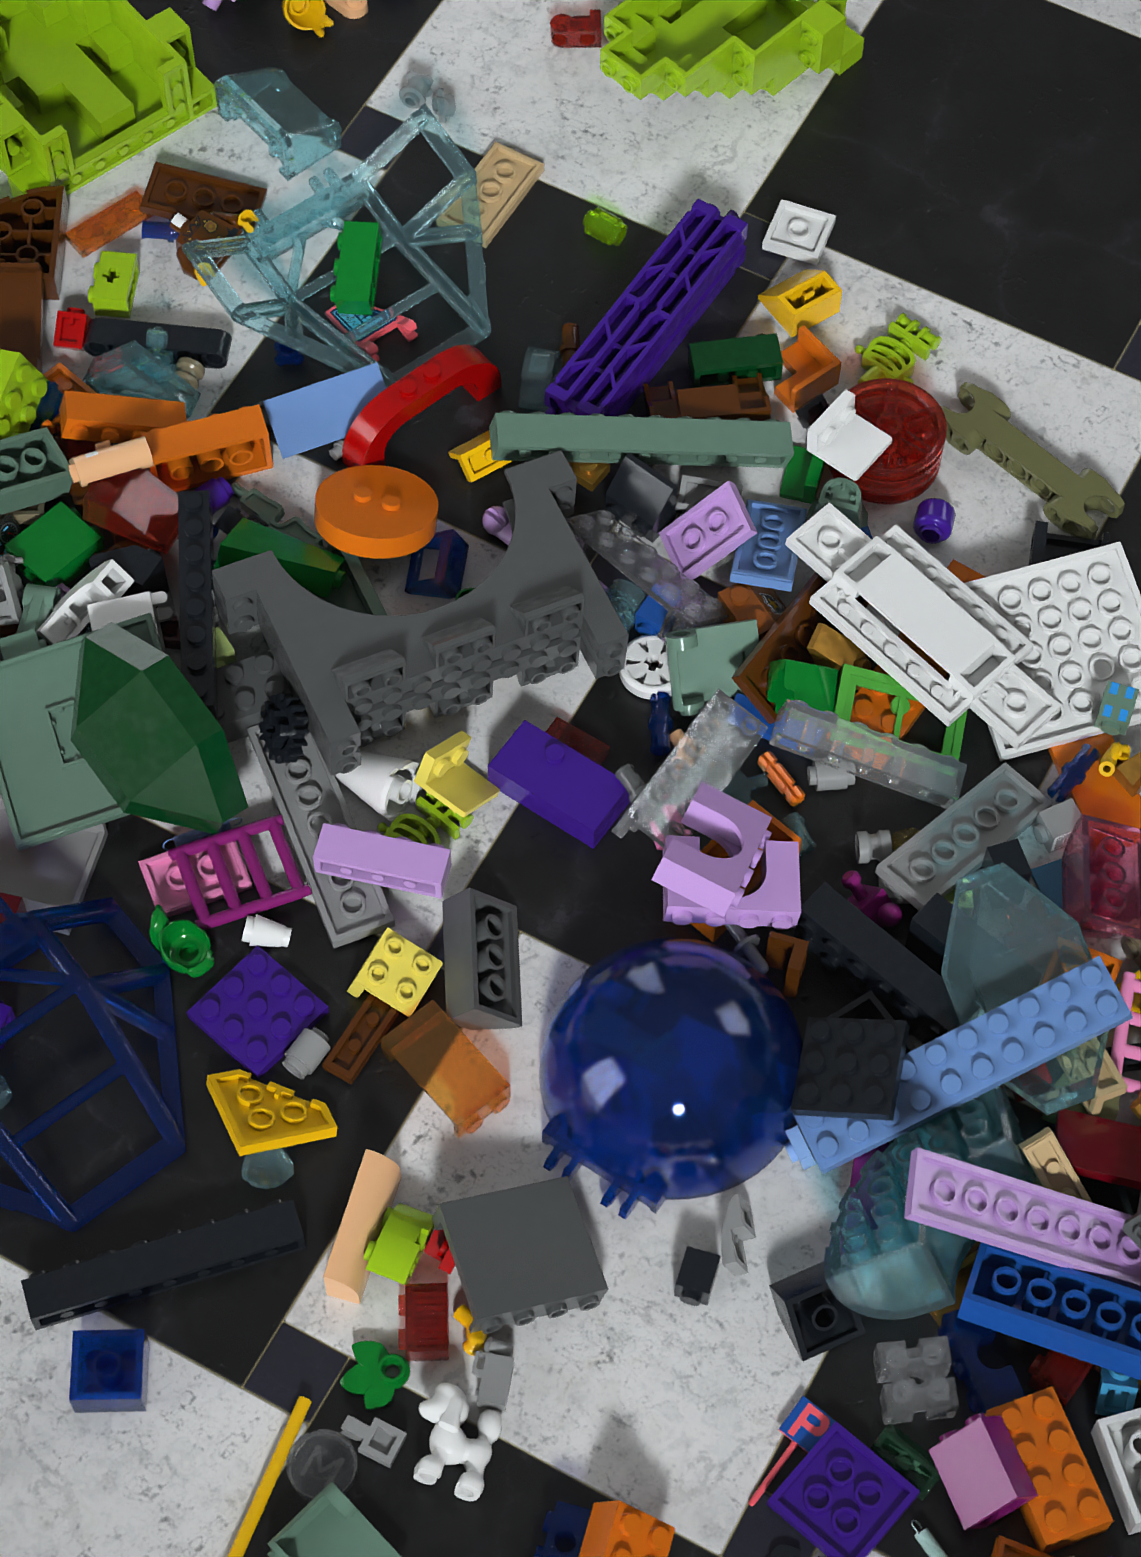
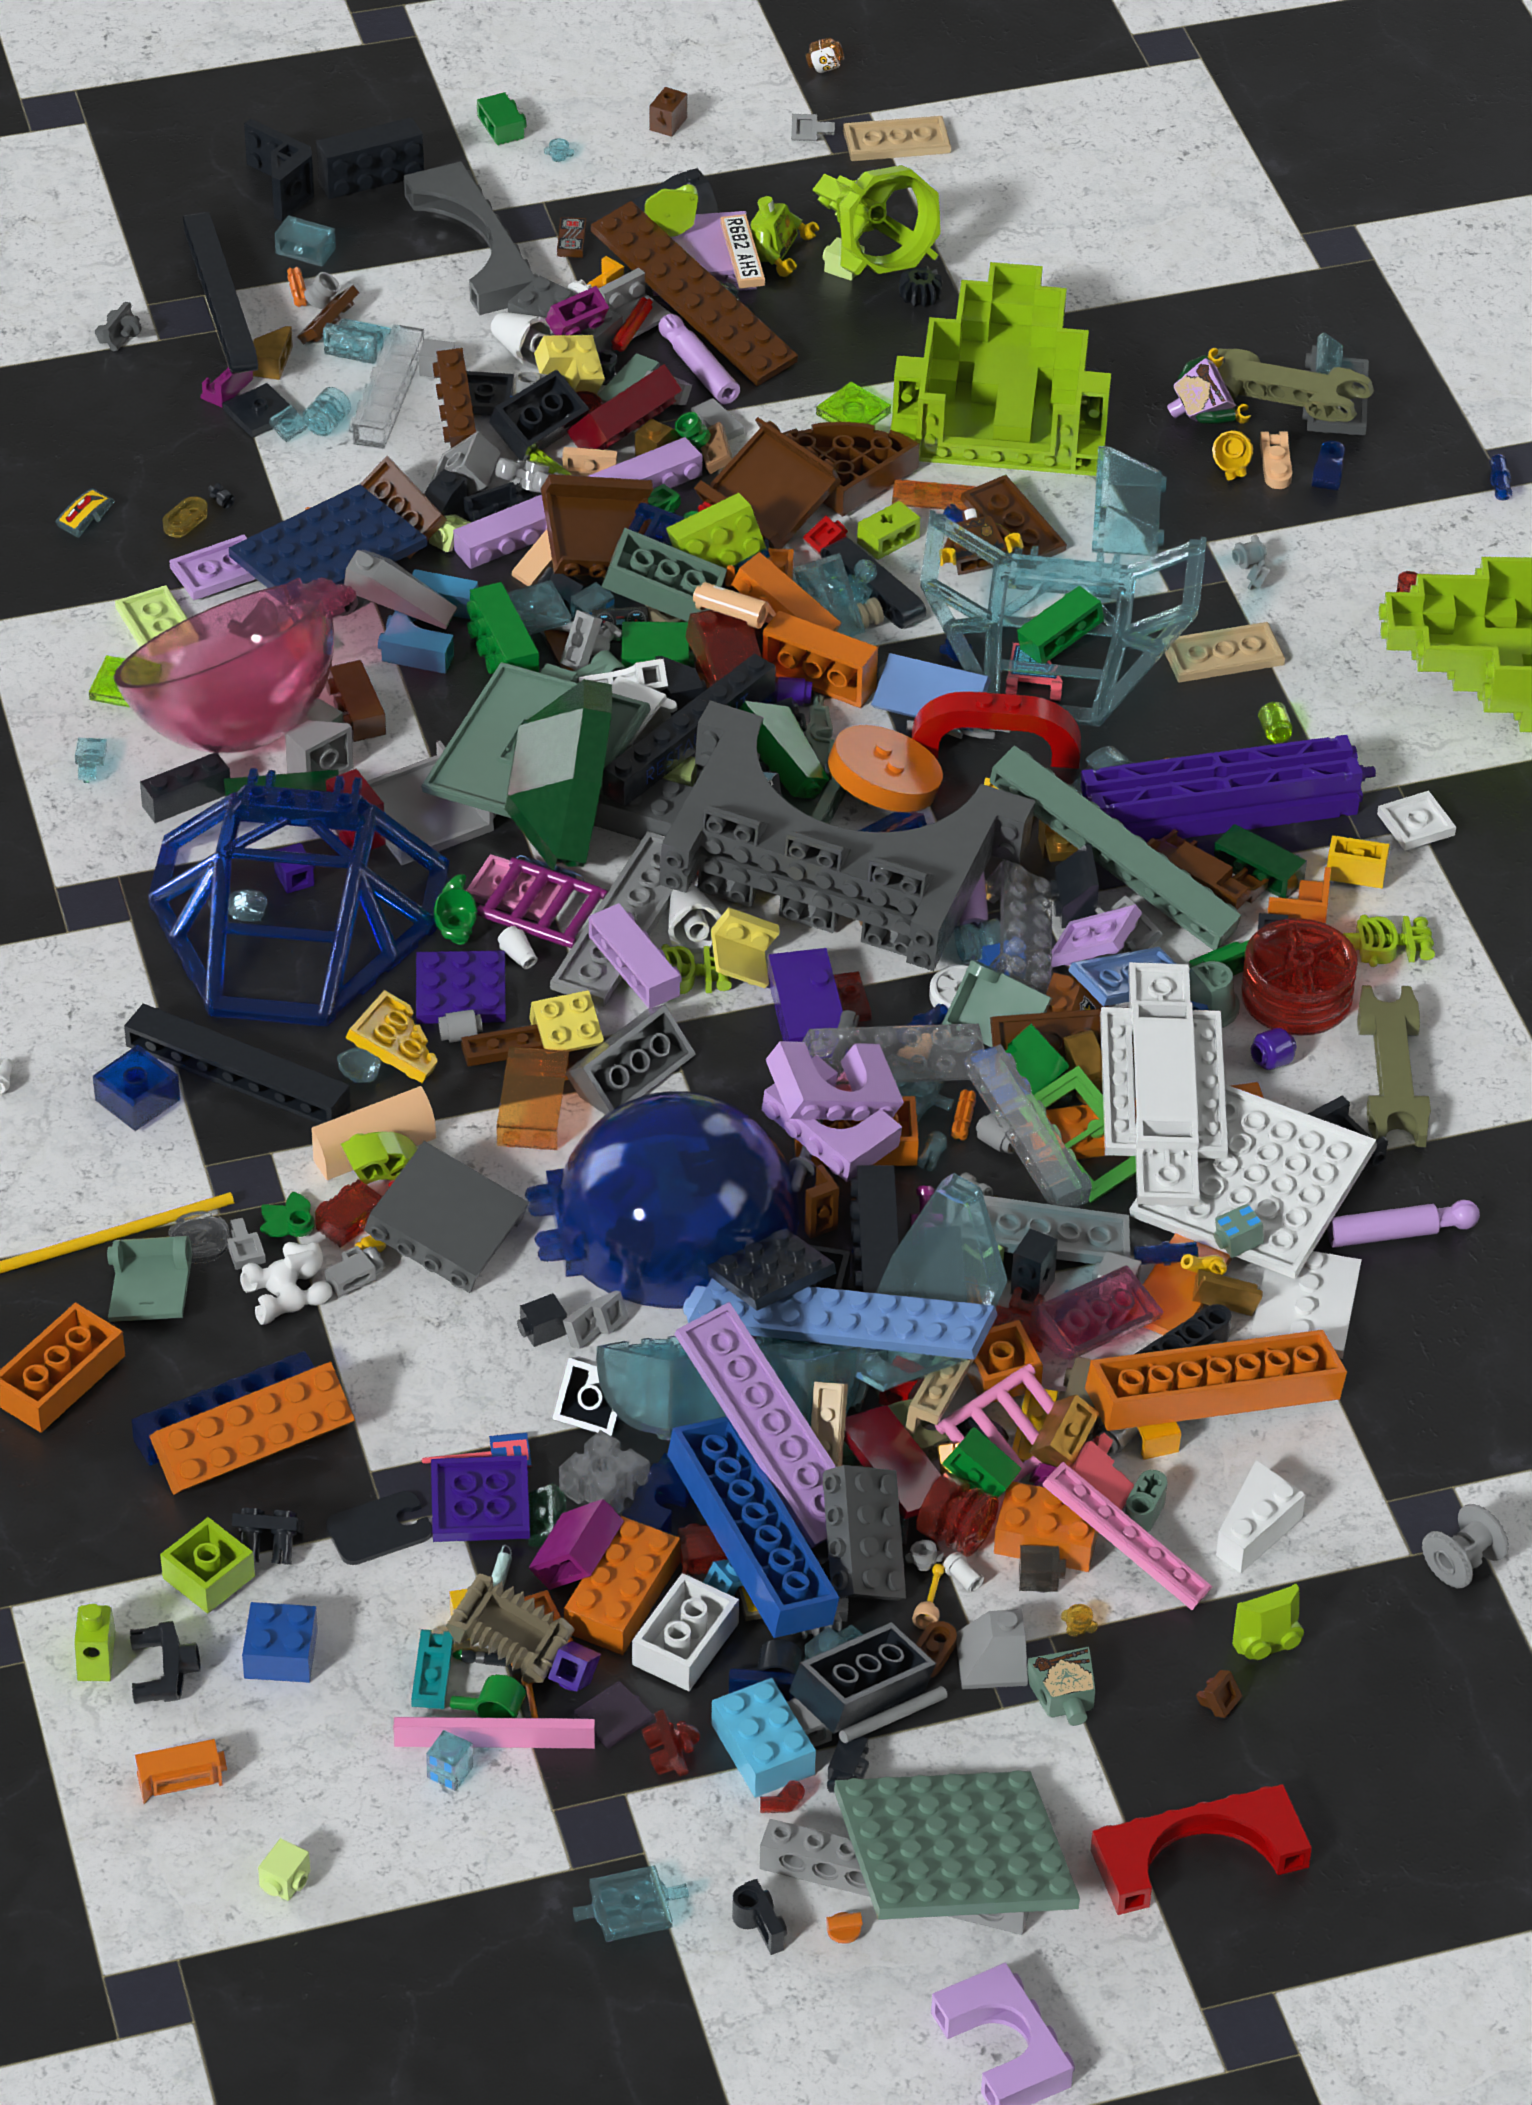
camera: 45 degrees right, 15 degrees down
(284, 728) = (654, 836): black gear -> none
(846, 438) = (1252, 934): white bracket -> none

